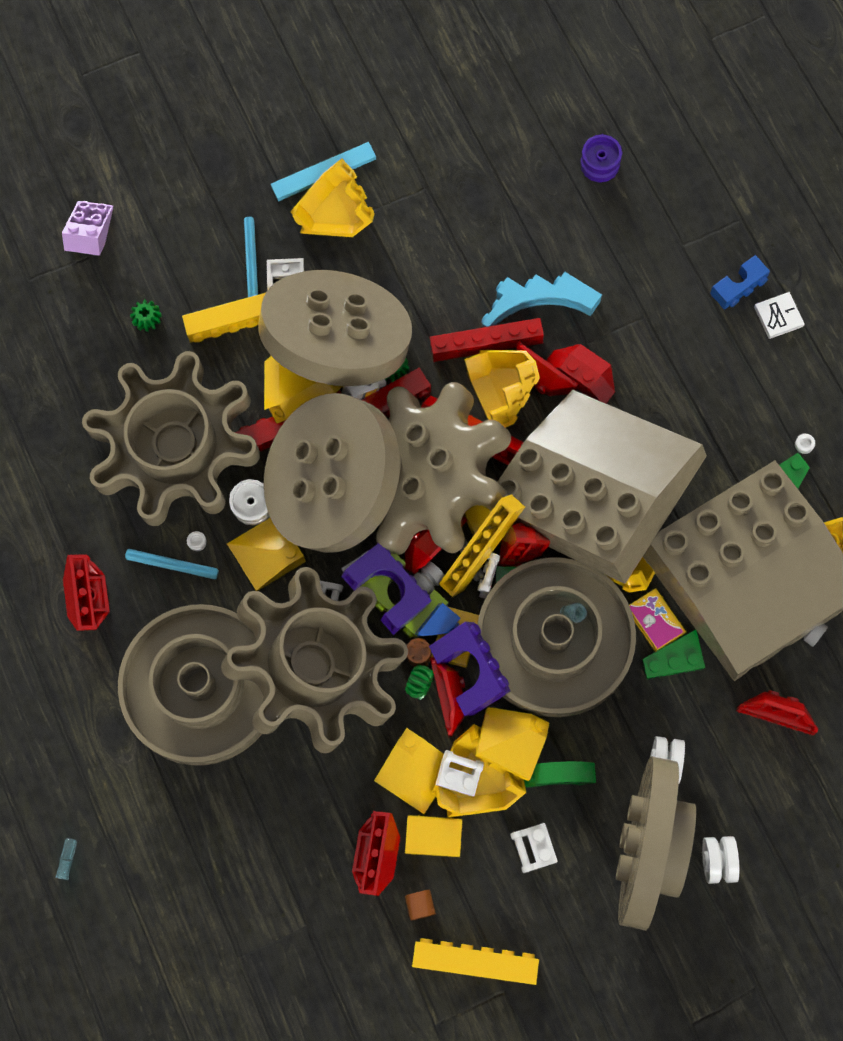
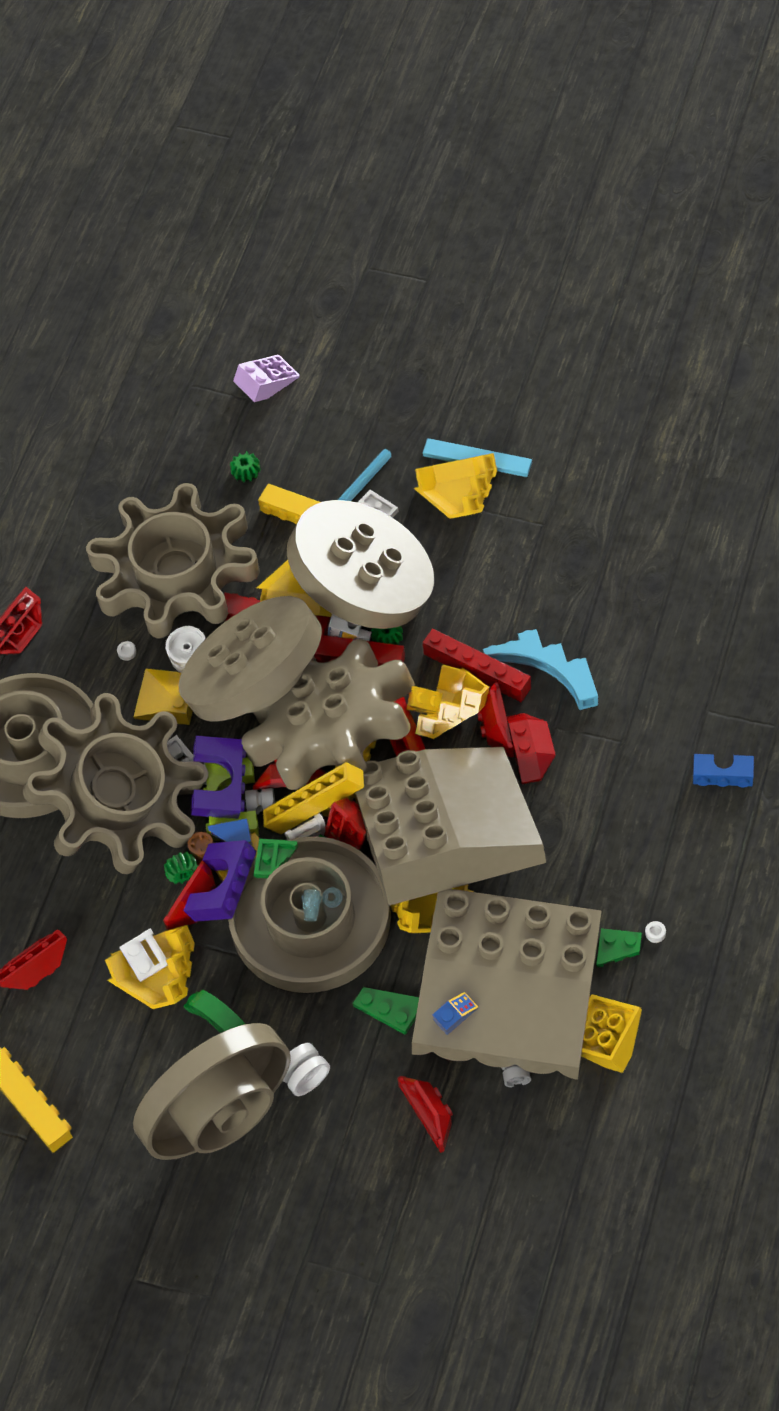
camera: 45 degrees right, 15 degrees down
(173, 564) = (94, 653): medium azure axle -> none
(411, 770) = (114, 925): yellow slope -> none
(420, 905) = (26, 1023): dark orange piece -> none
(433, 836) = (85, 986): yellow piece -> none
(488, 399) = (424, 700): none -> yellow arch
(493, 617) = (272, 855): none -> green wing
(512, 740) = (201, 959): yellow slope -> none
(540, 846) = (153, 1059): white plate -> none
(571, 632) = (311, 903): none -> clear light blue cone
(601, 158) = (701, 596): dark purple wheel -> none
(656, 620) = (402, 966): piece -> none
(720, 860) = (270, 1173): white wheel -> none
(753, 626) = (454, 1012): none -> blue slope
(779, 315) = (732, 820): white tile -> none

